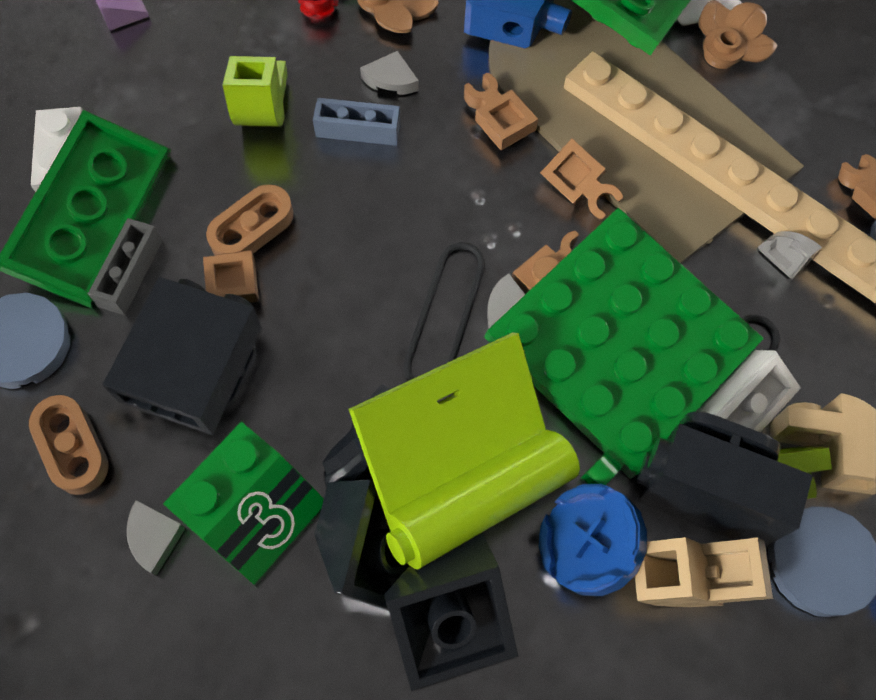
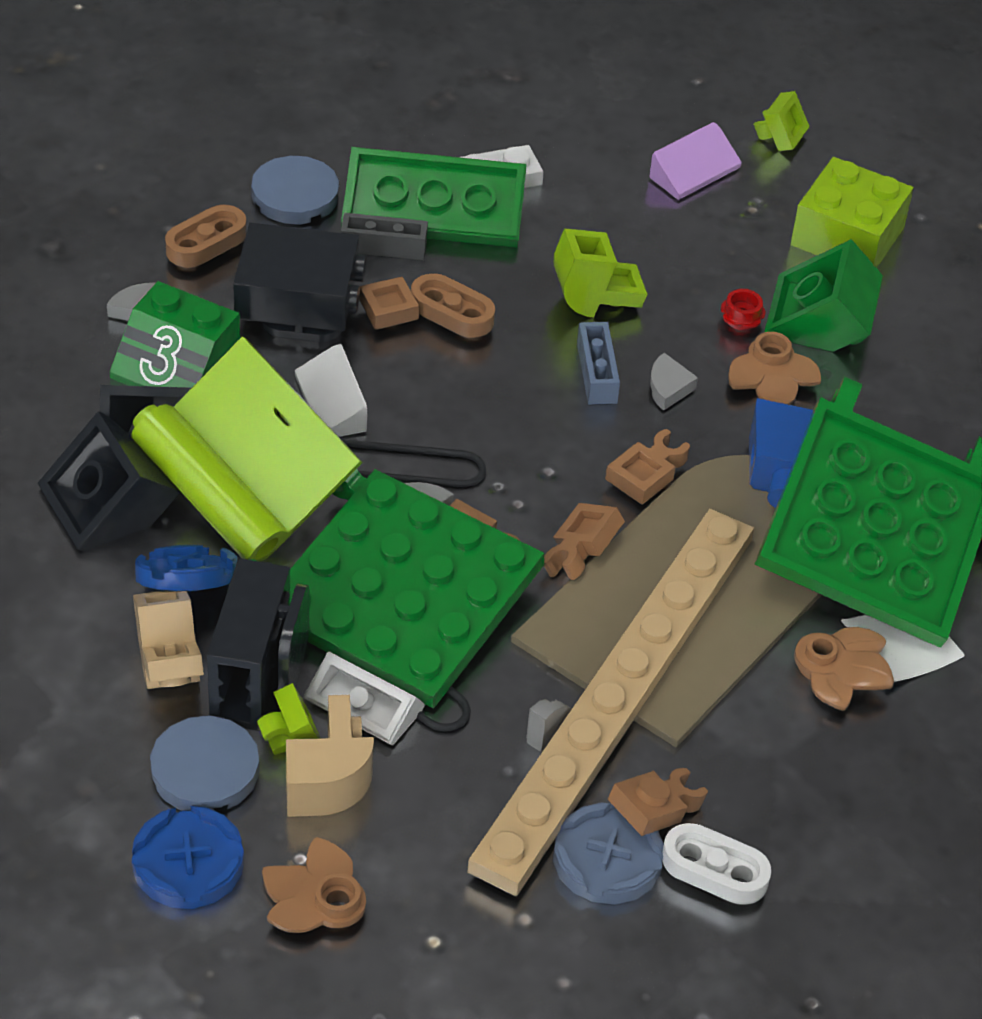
camera: 75 degrees right, 20 degrees down
(346, 356) = (333, 391): none -> white slope

